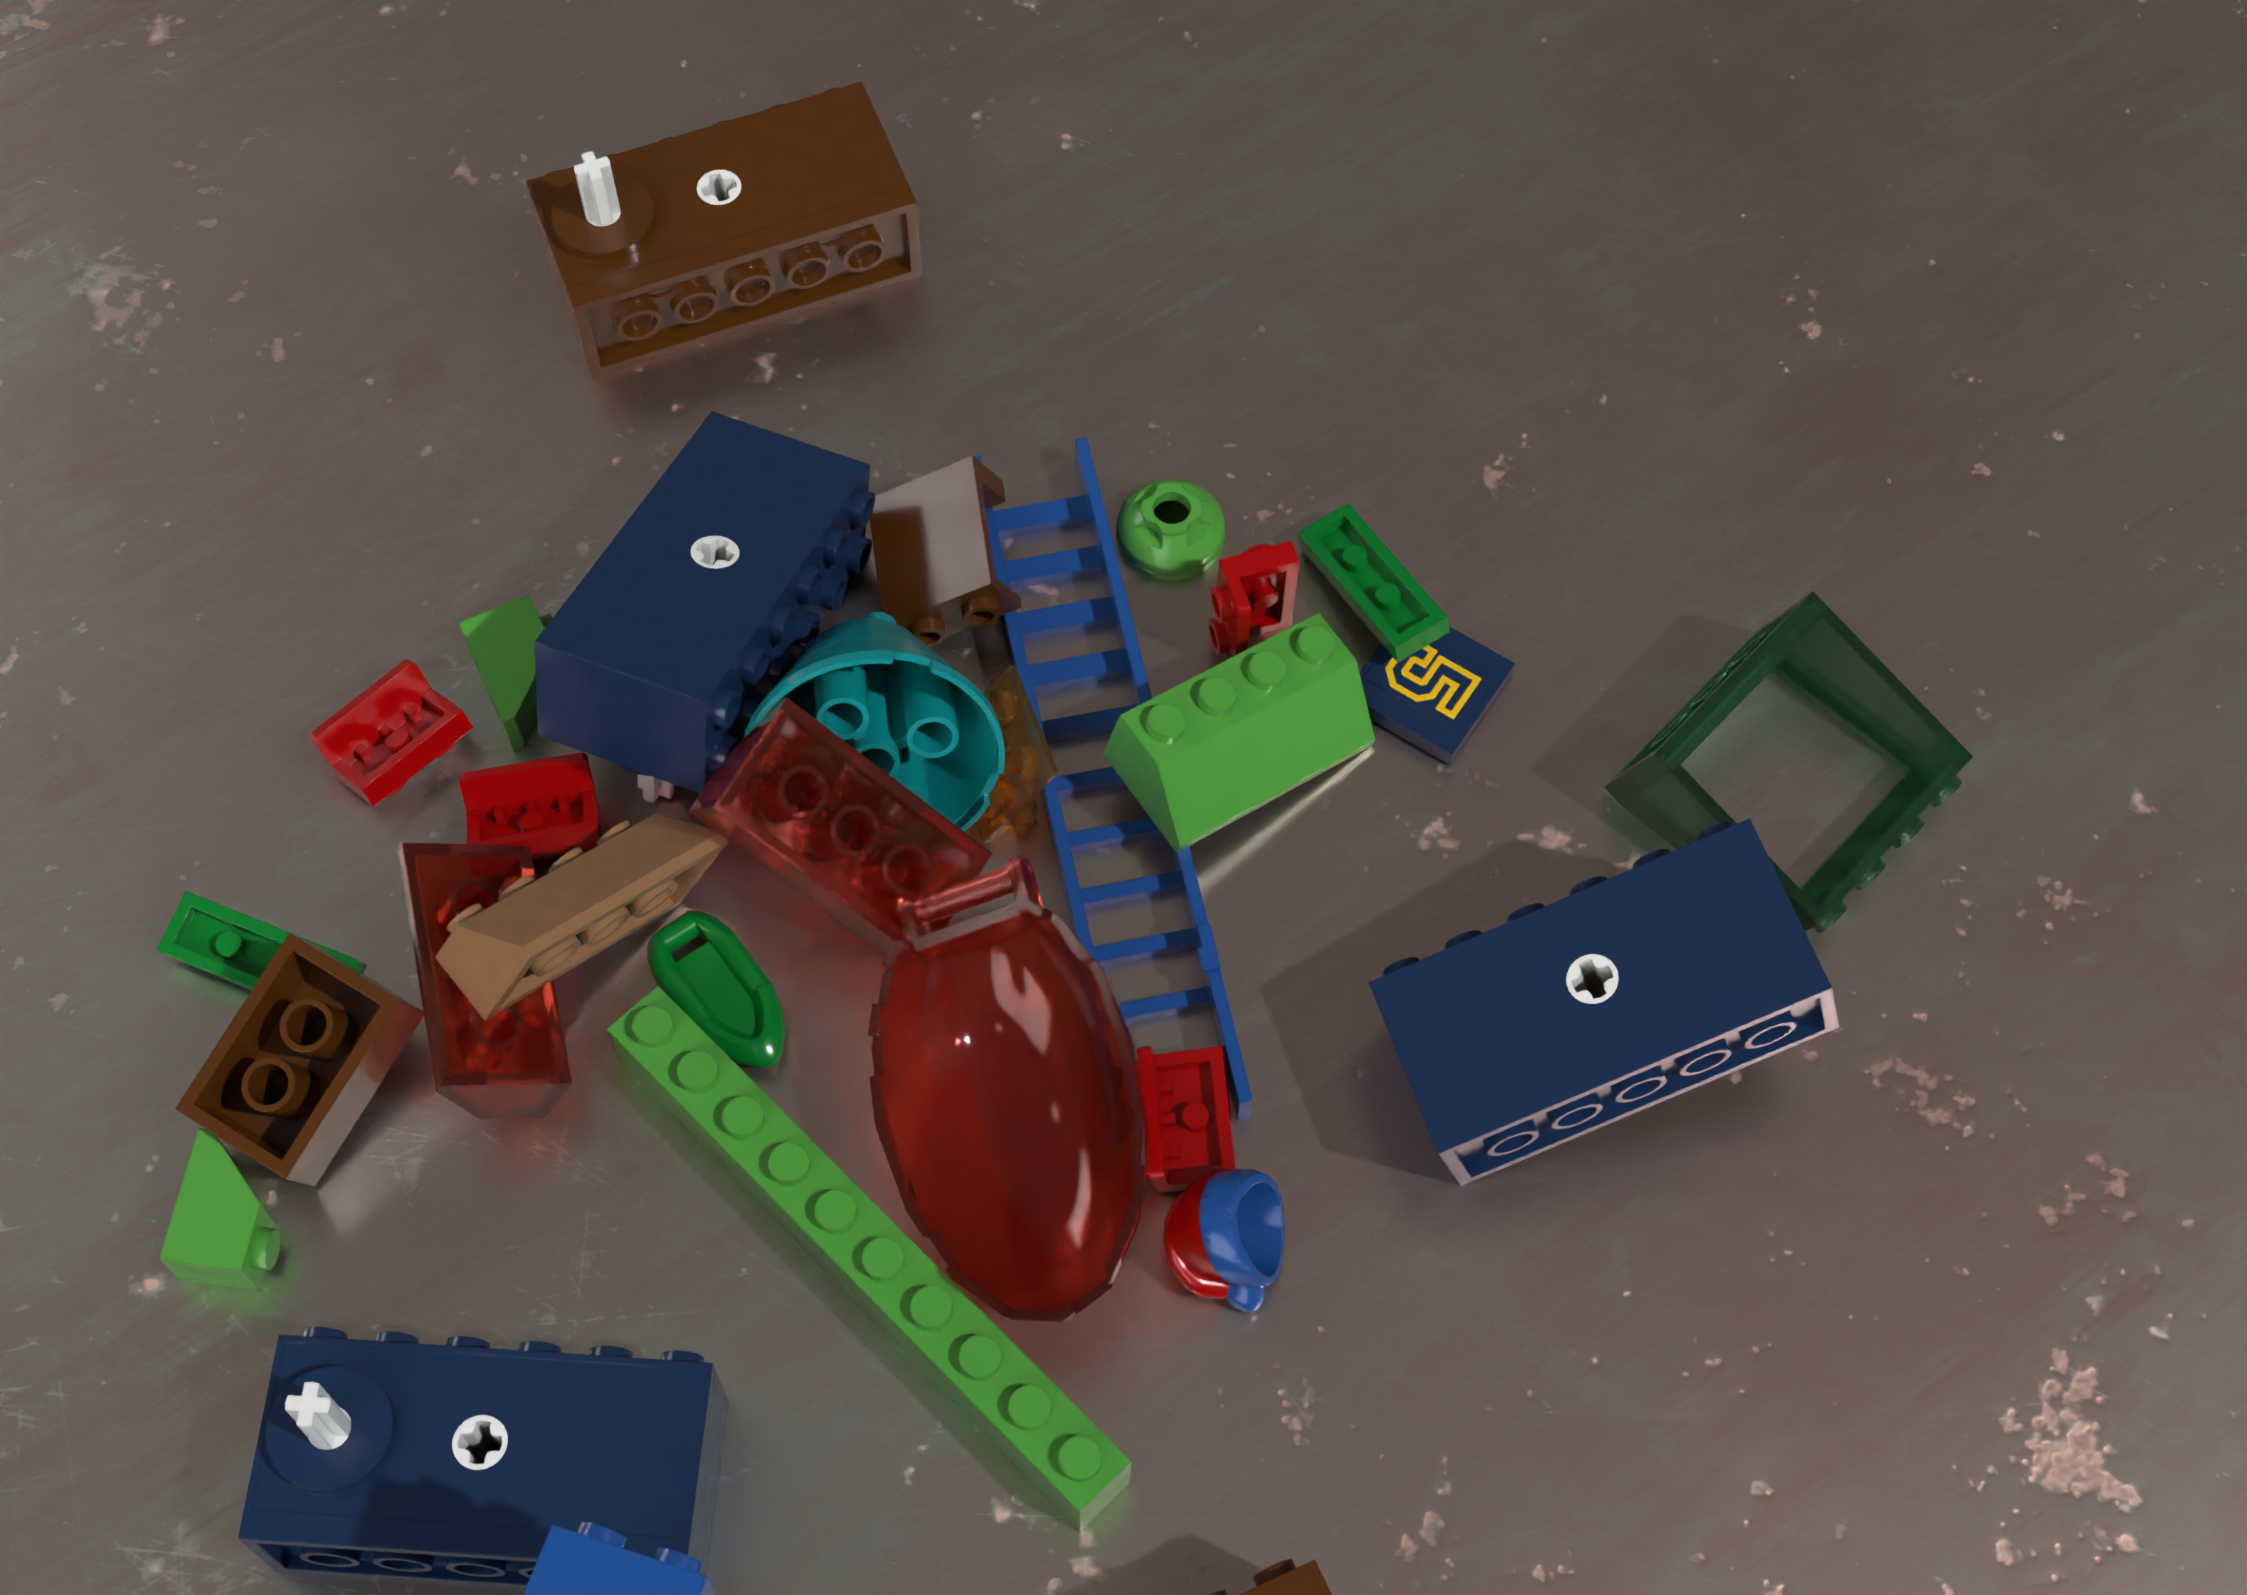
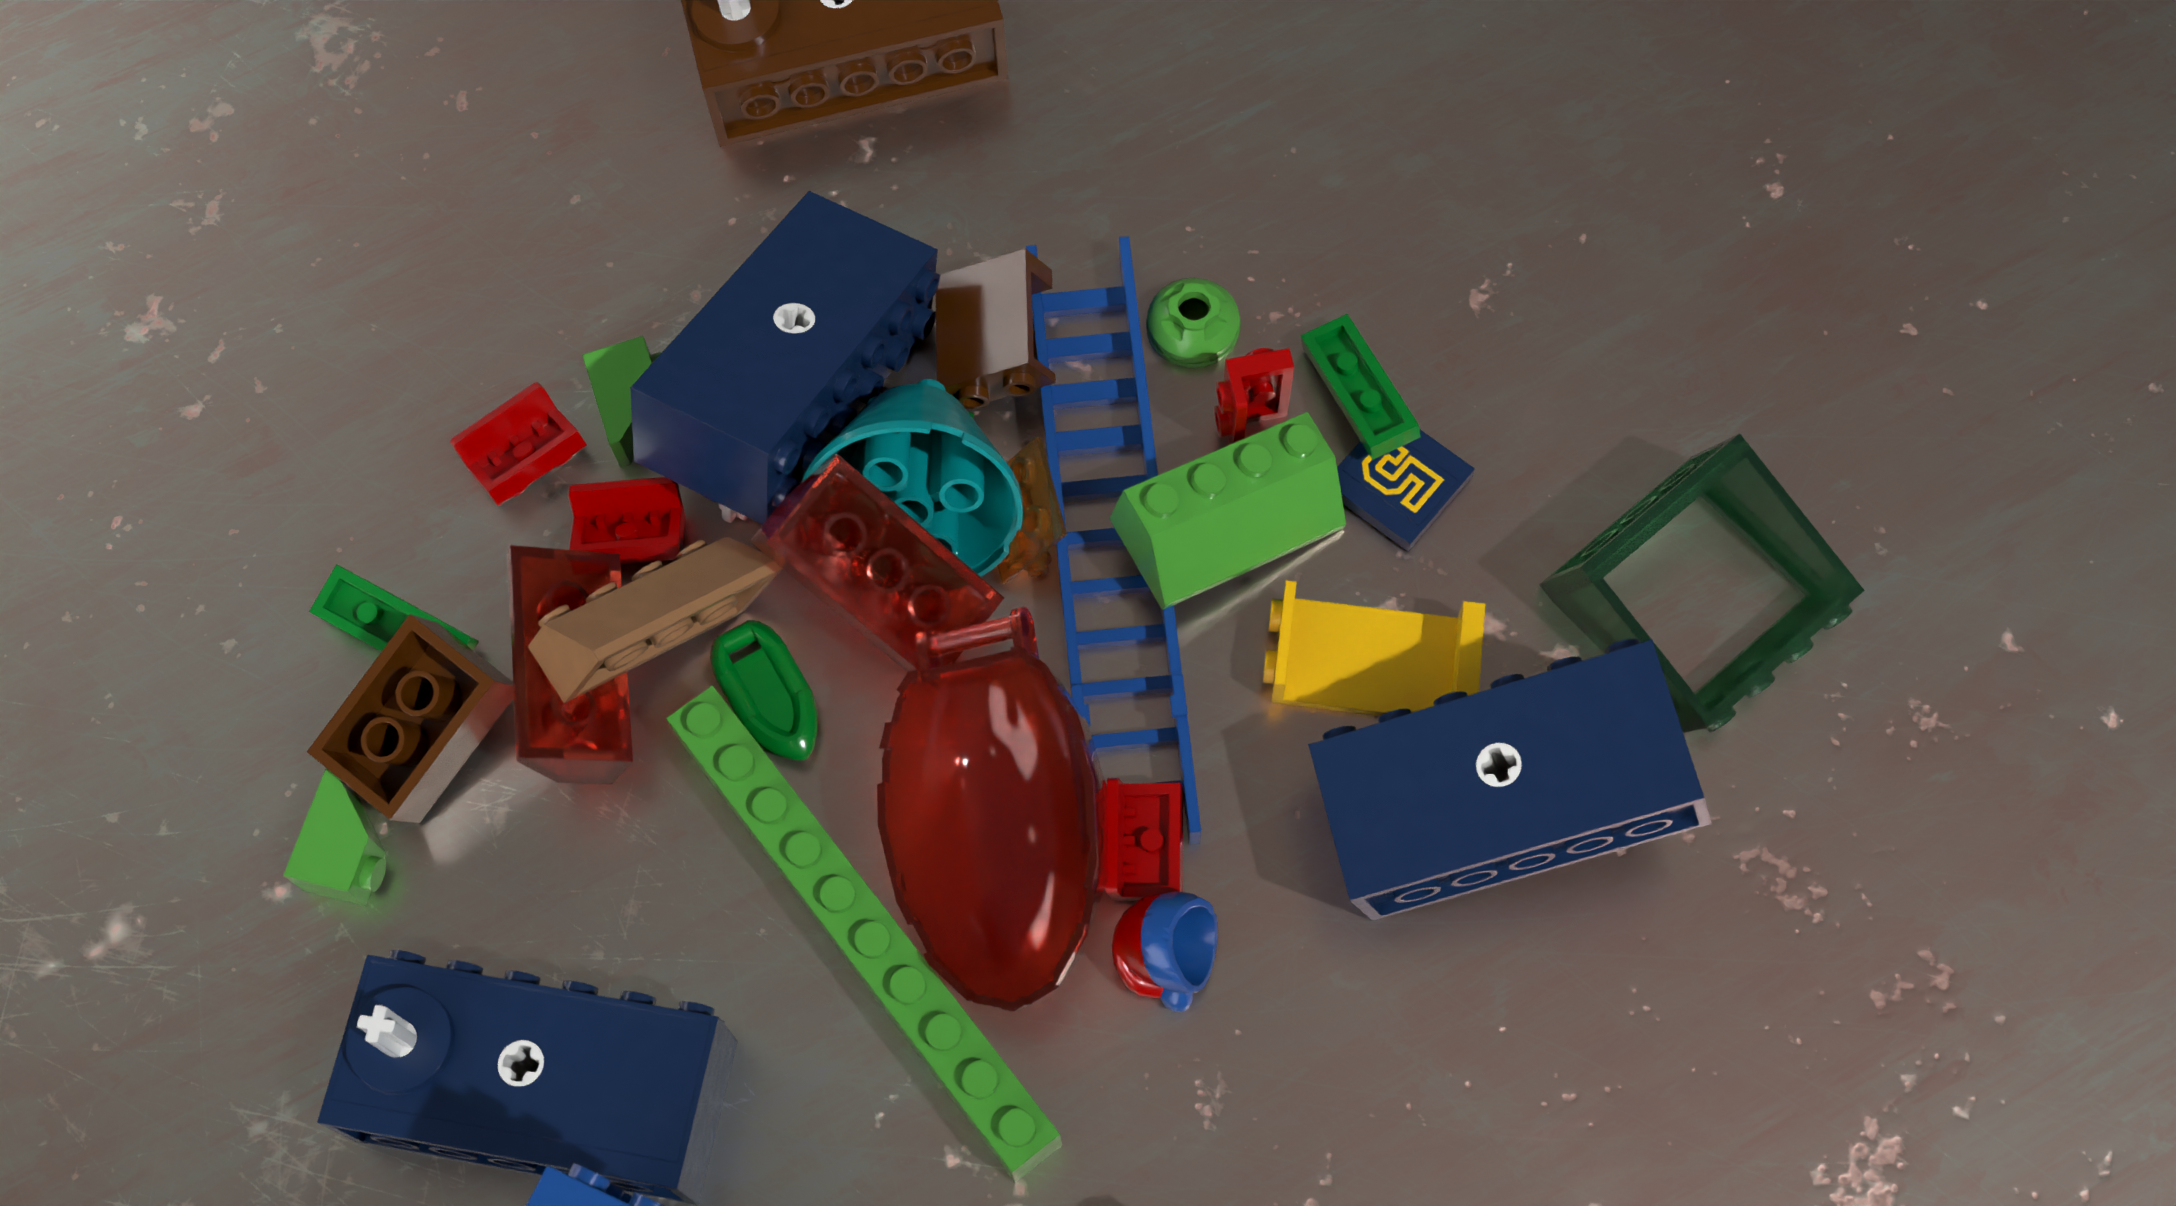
camera: 10 degrees right, 5 degrees up
(1419, 884) = (1369, 655): none -> yellow panel

